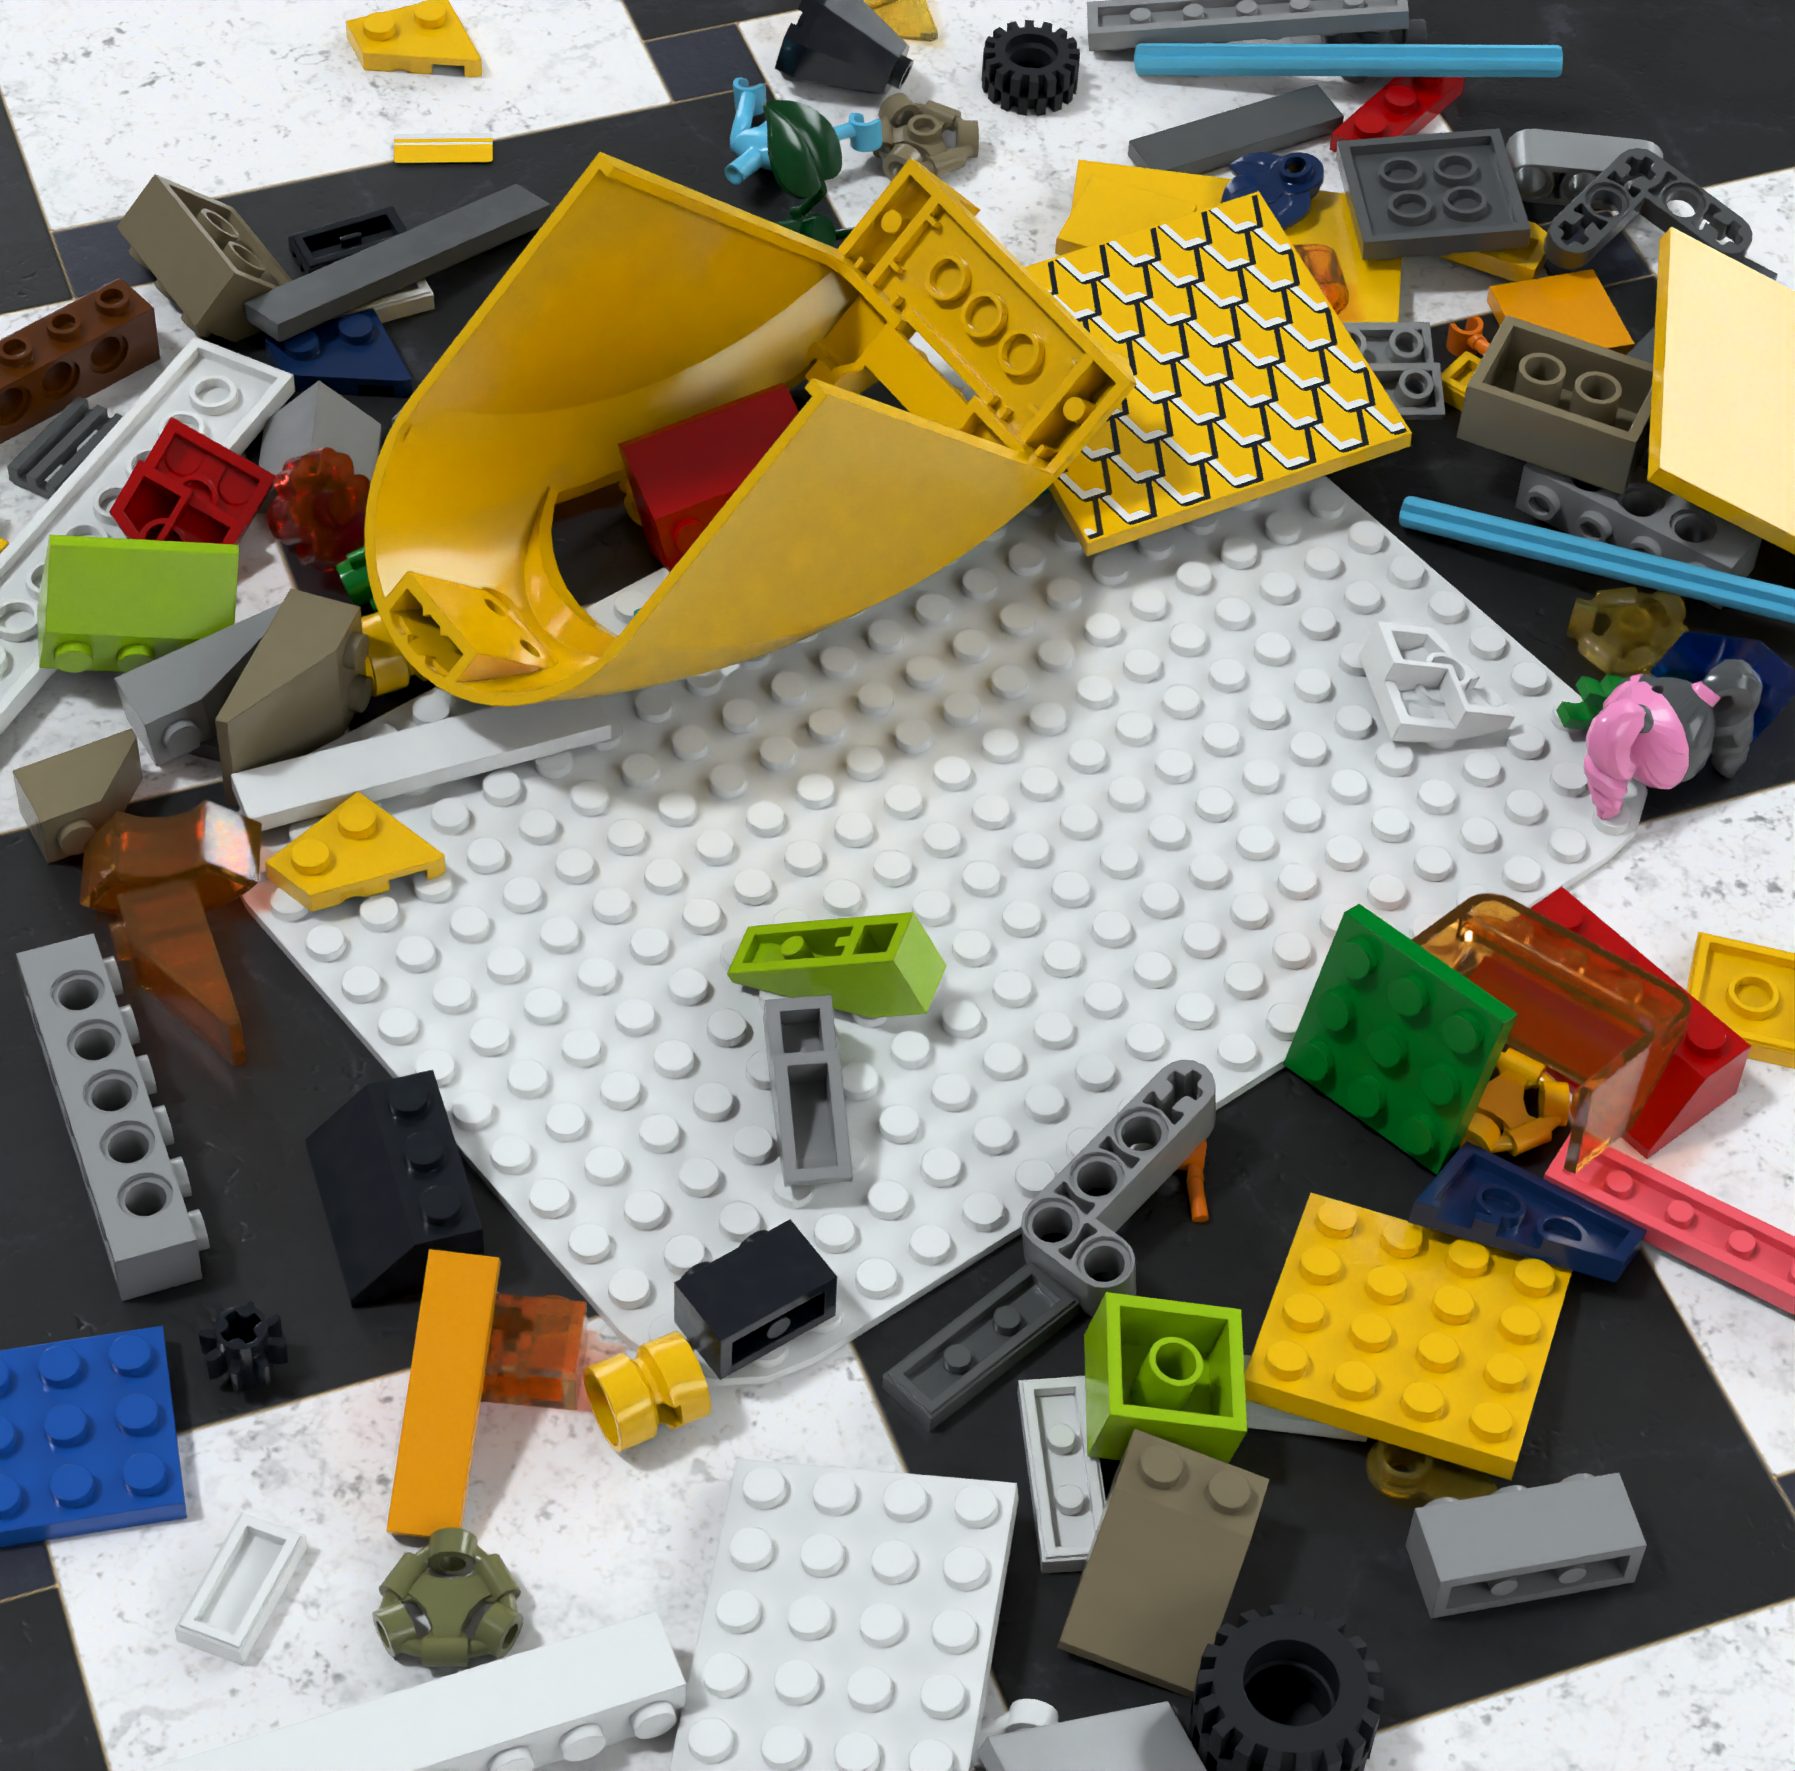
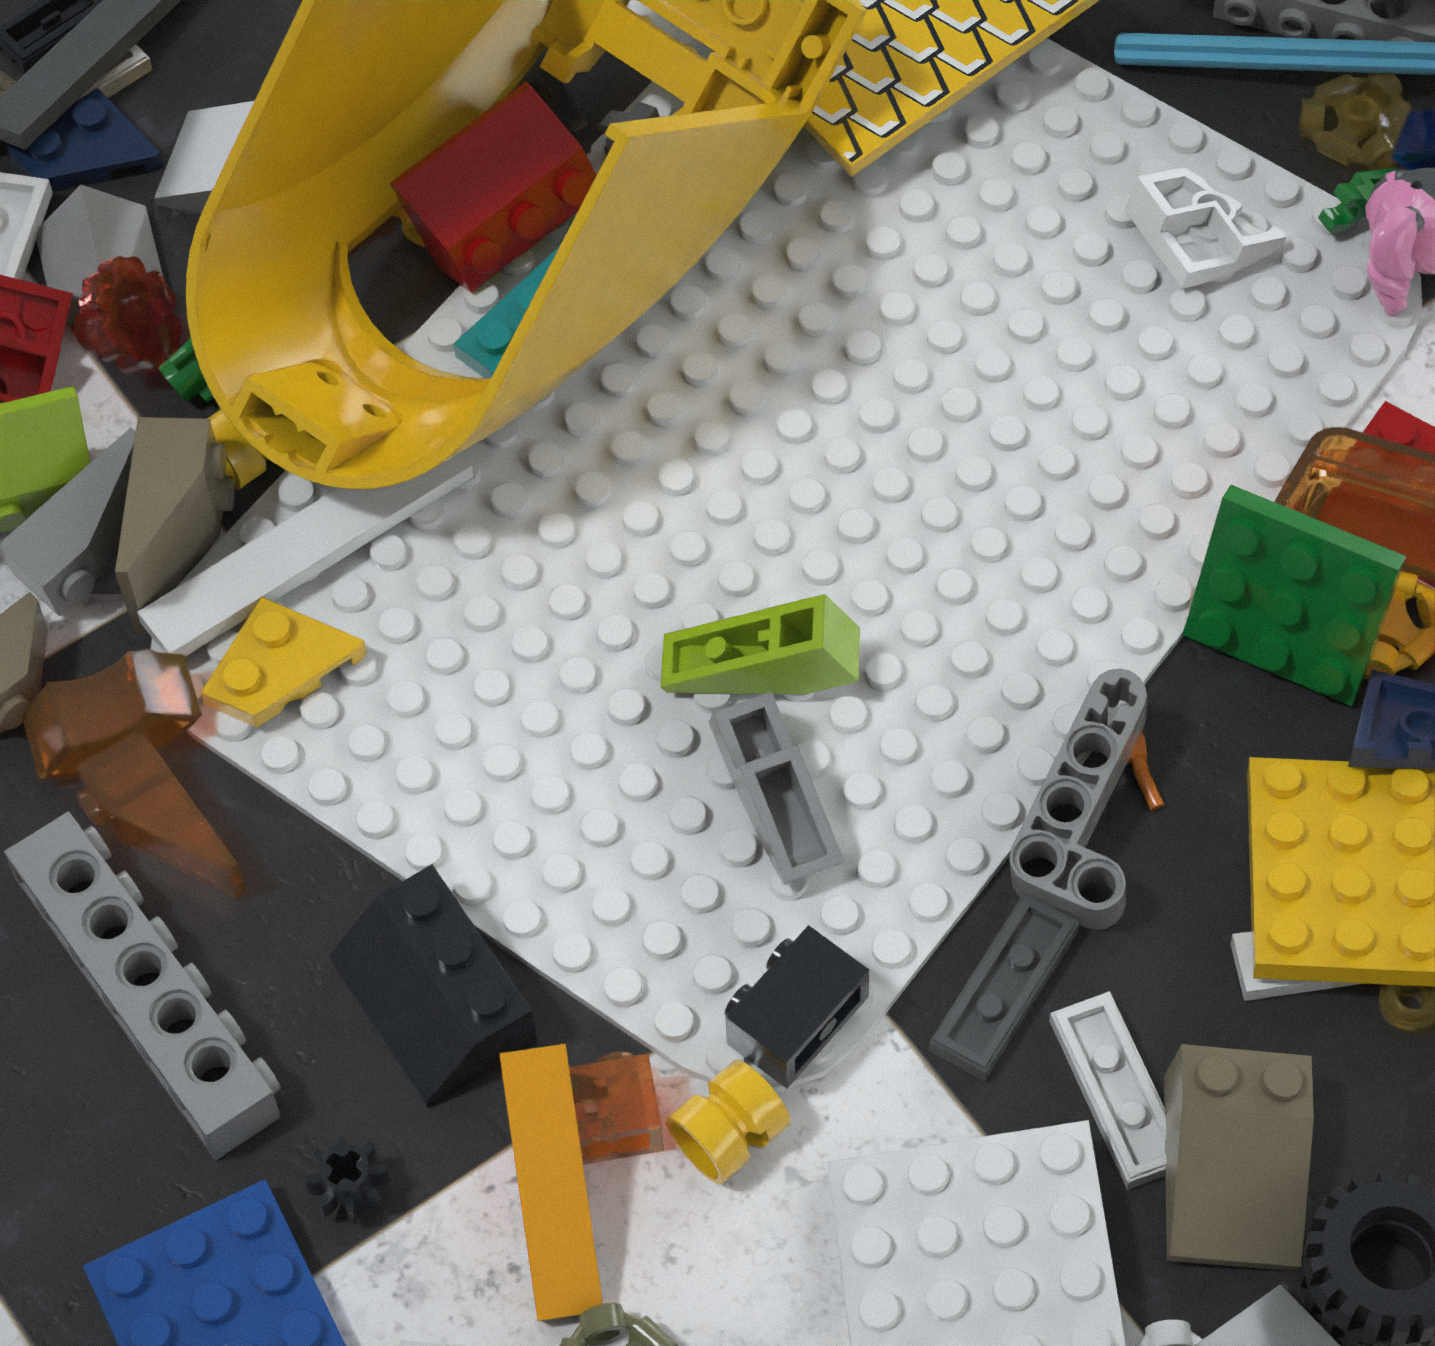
camera: 10 degrees left, 10 degrees up
(1165, 1373) = (1186, 982): lime brick -> none

